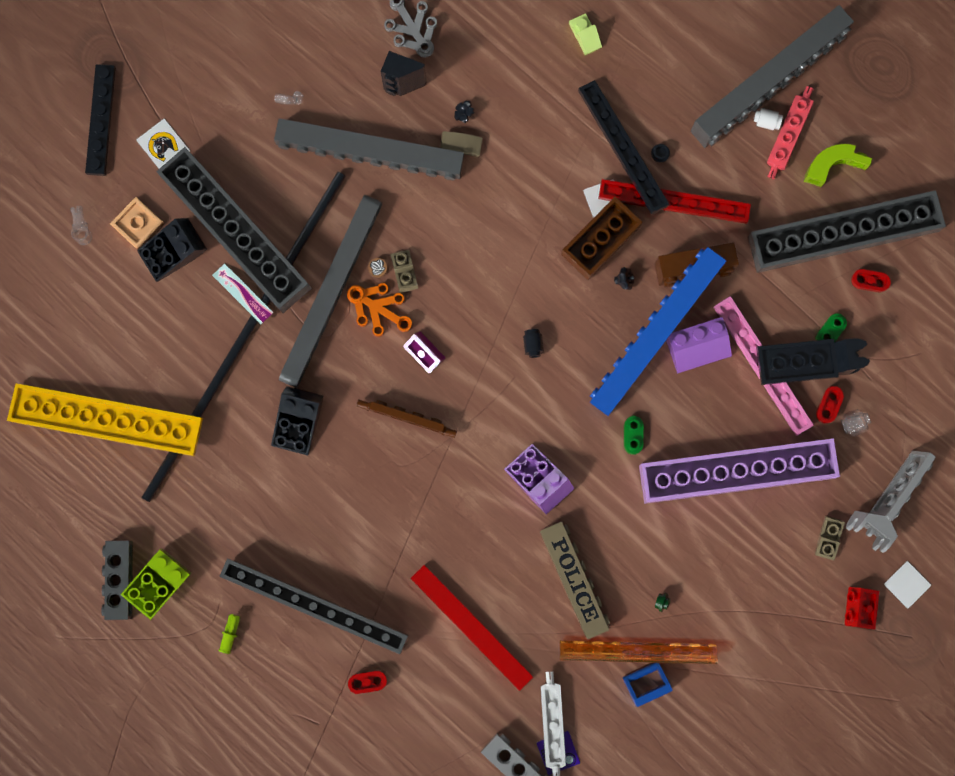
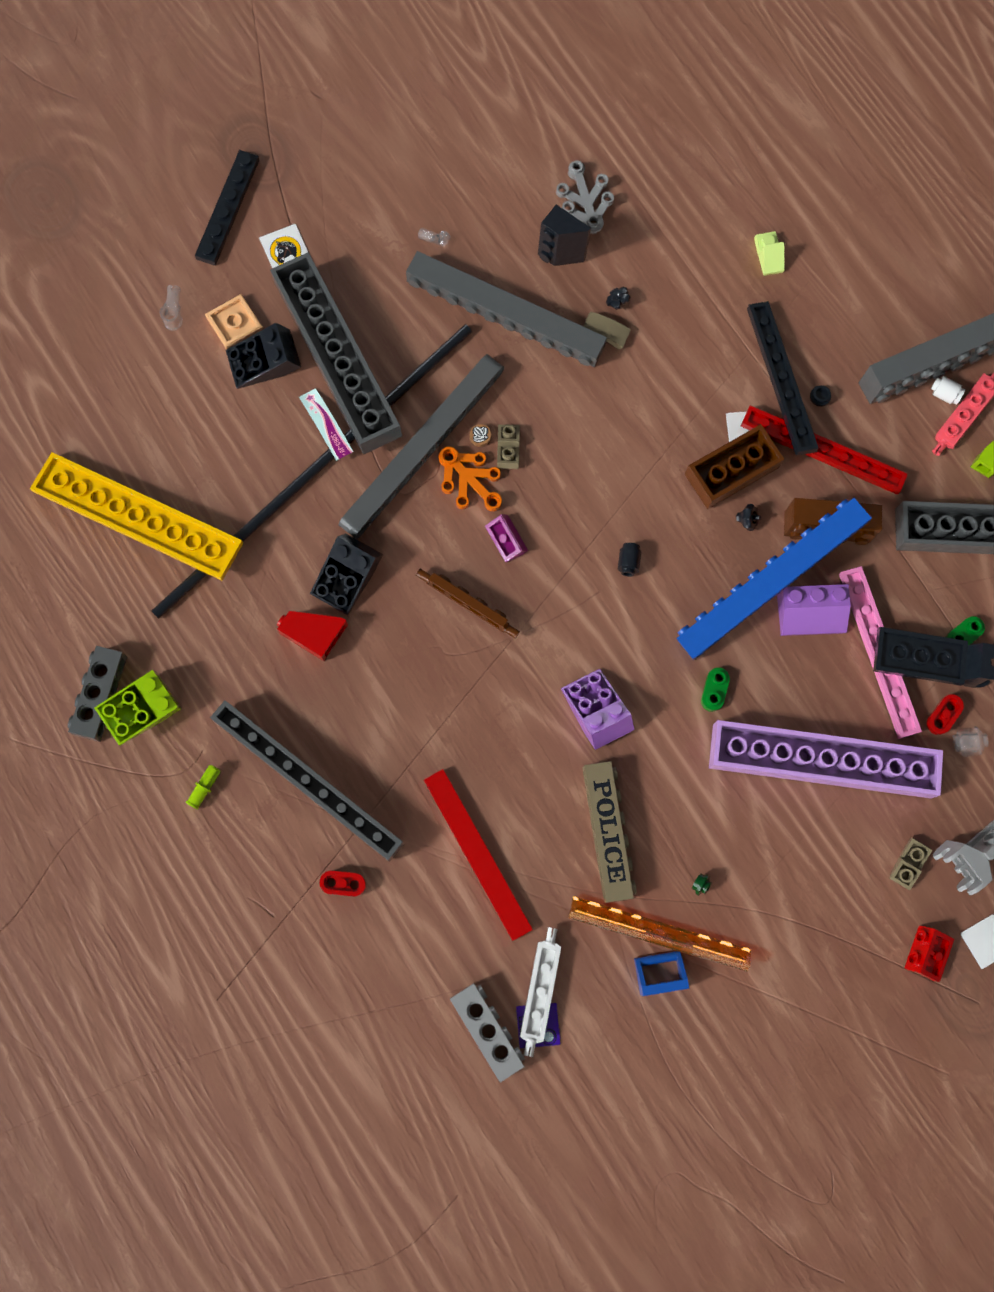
camera: 10 degrees right, 5 degrees down
(282, 478) = (312, 631): none -> red slope

